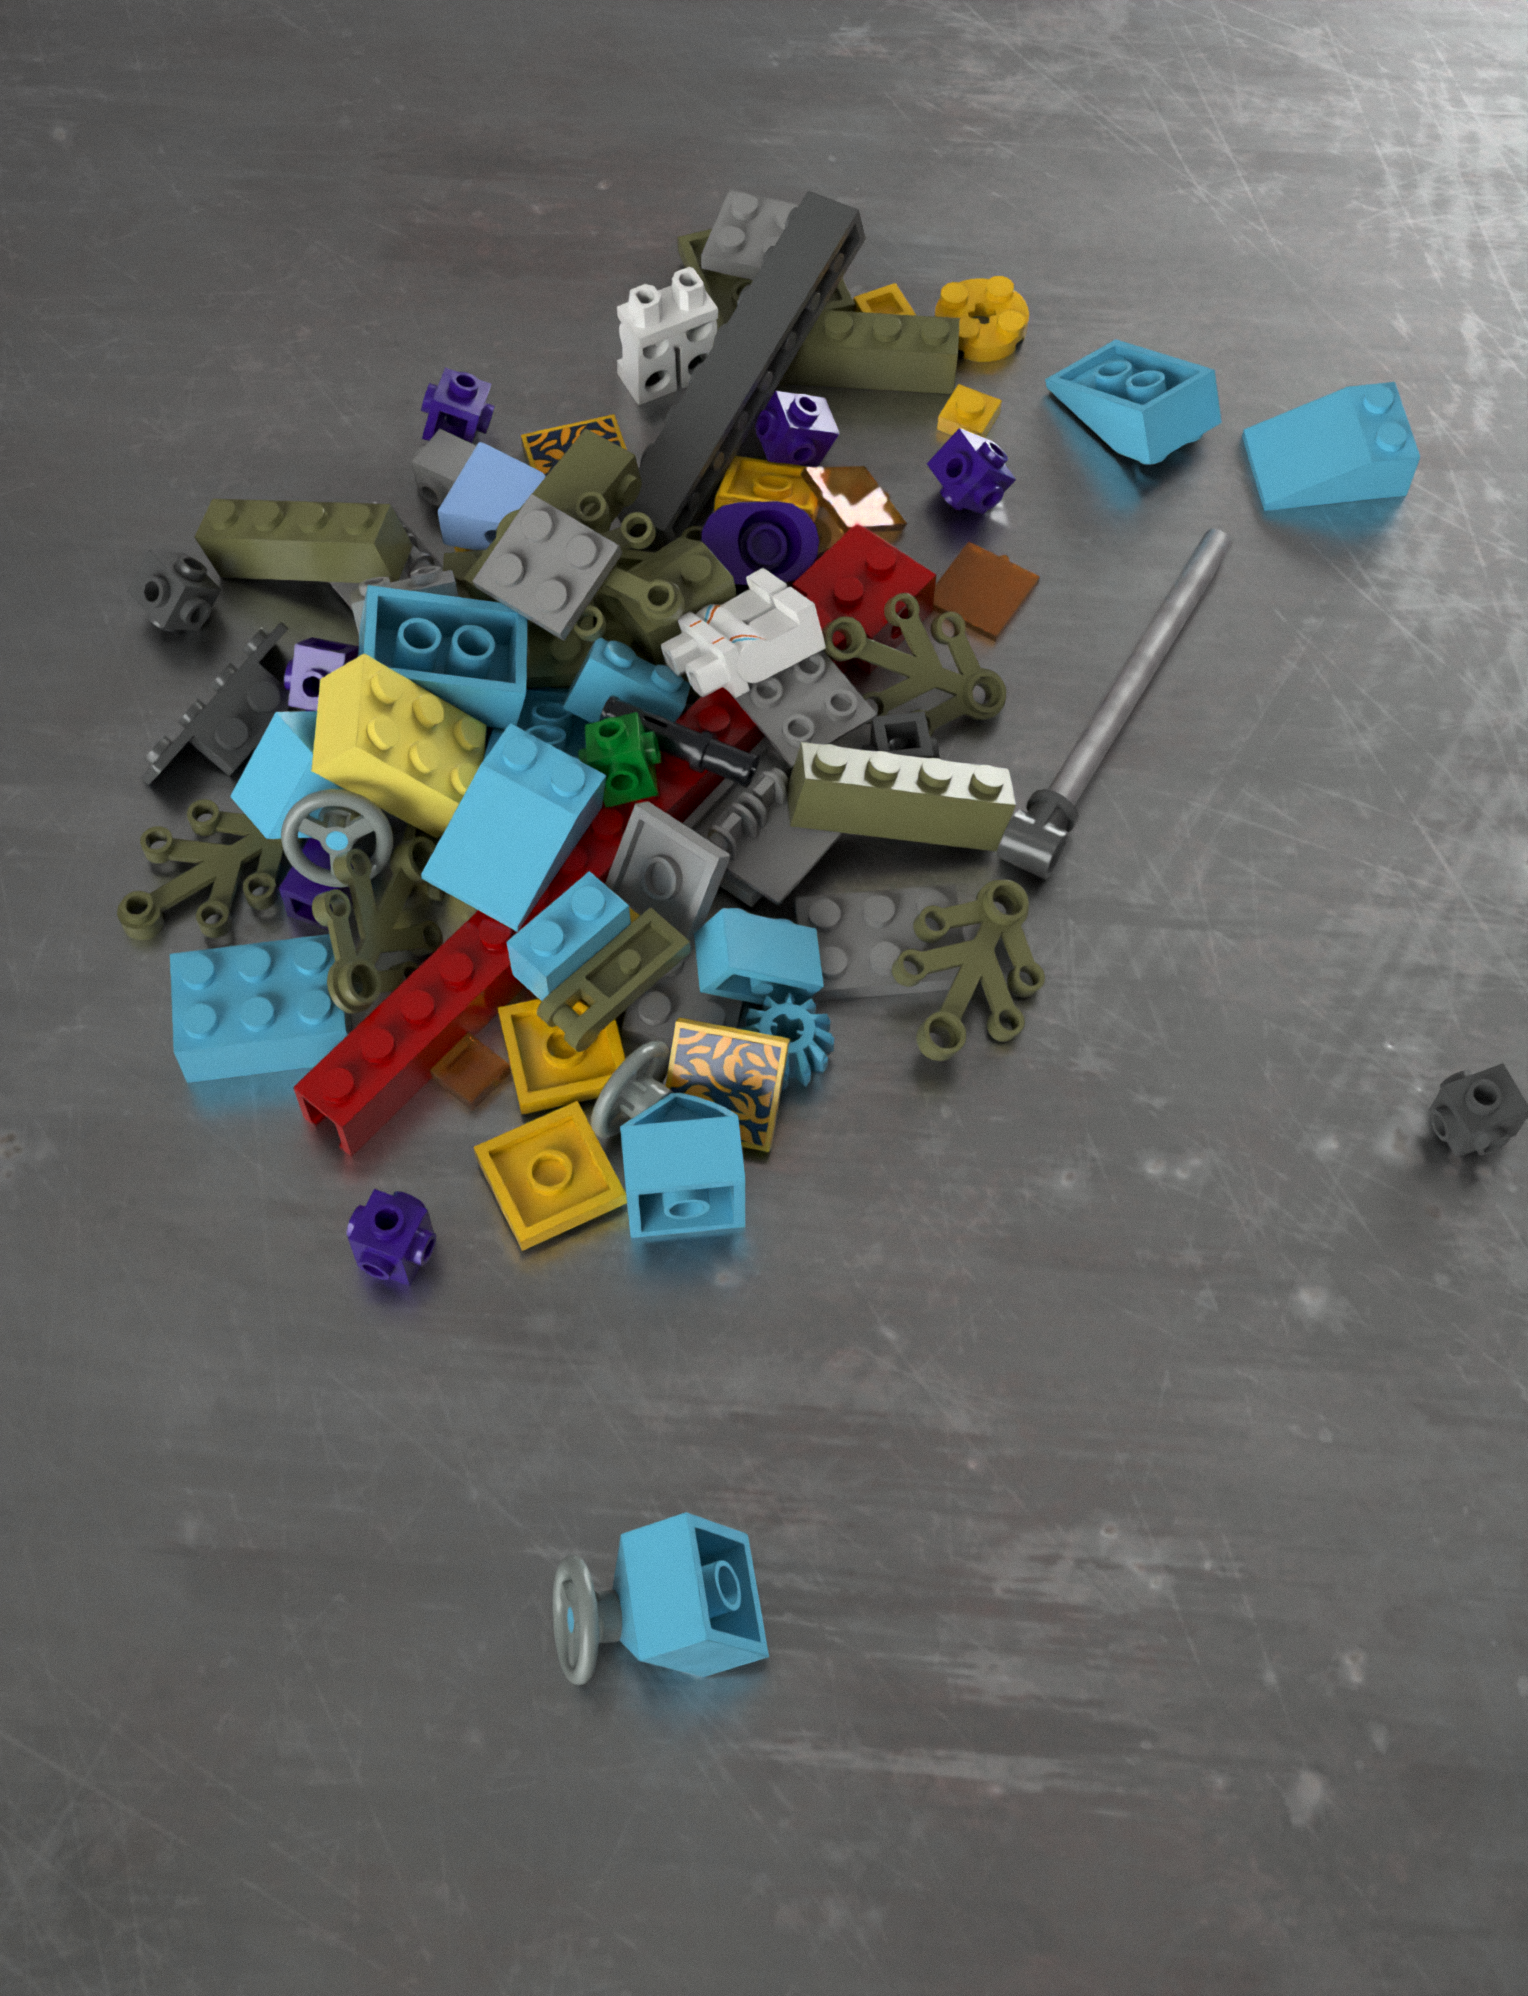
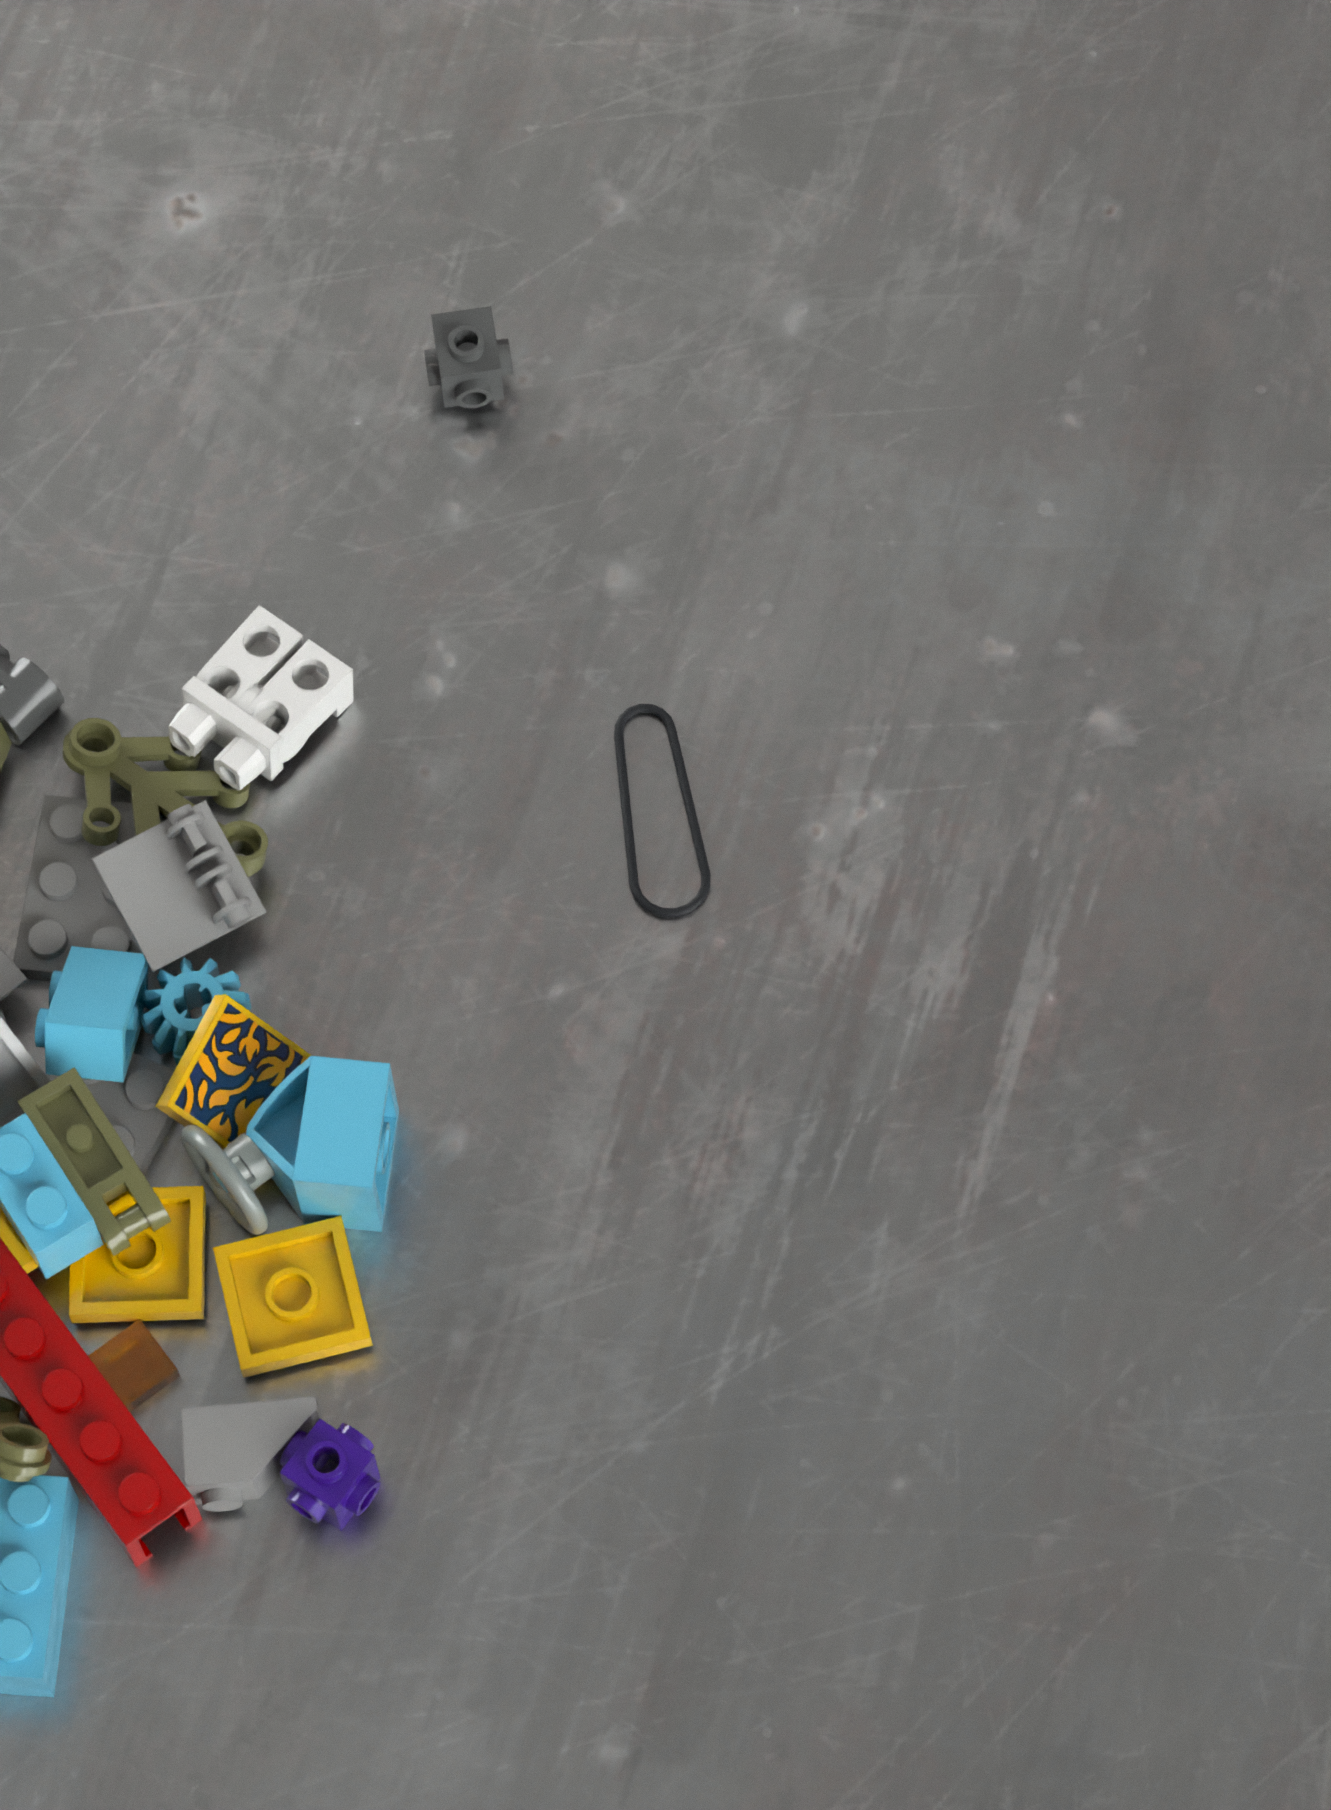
camera: 75 degrees left, 5 degrees up
(403, 1158) = (238, 1447): none -> light grey slope
(676, 1601) = (818, 1247): medium azure piece -> none
(886, 990) = (178, 885): none -> light grey hinge
(1088, 1021) = (260, 699): none -> white hips
(1097, 1409) = (627, 816): none -> black piece

